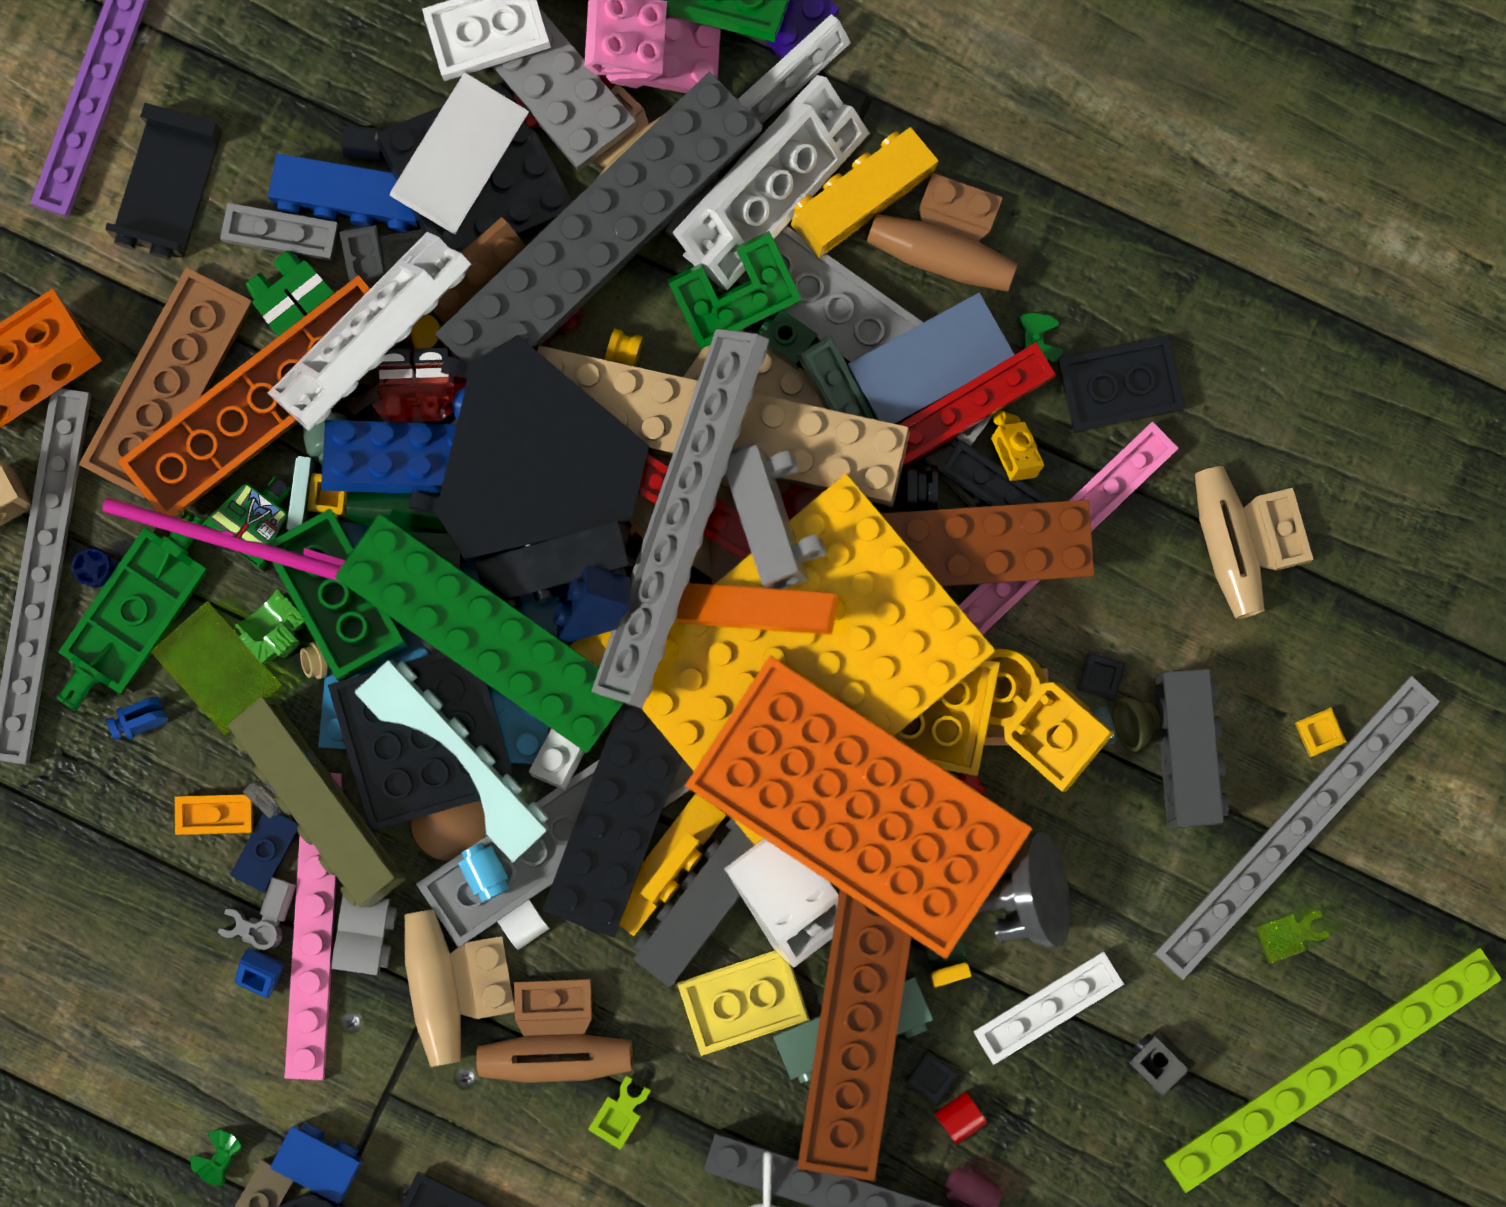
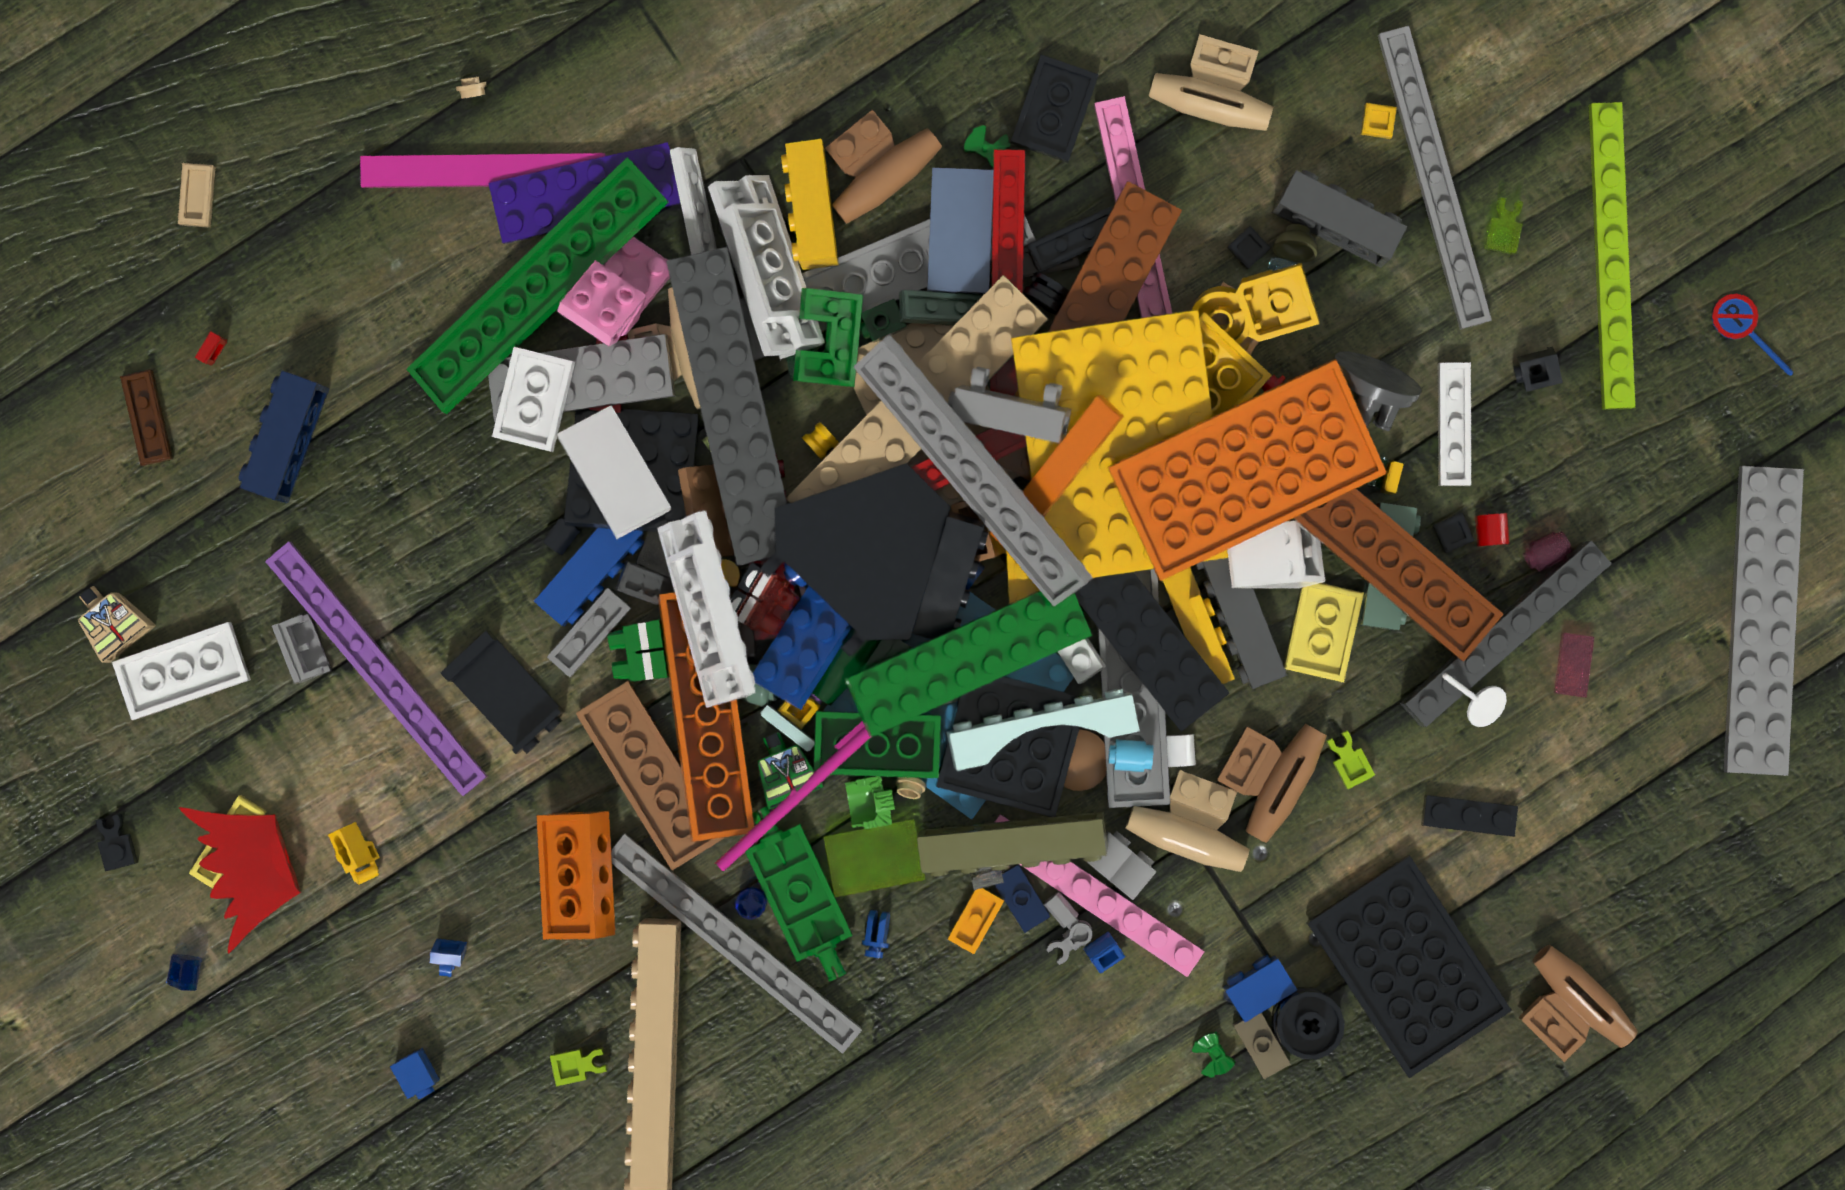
camera: 60 degrees left, 5 degrees up
(593, 604) = (995, 569): dark blue slope -> none
(1016, 447) = (1056, 208): yellow piece -> none

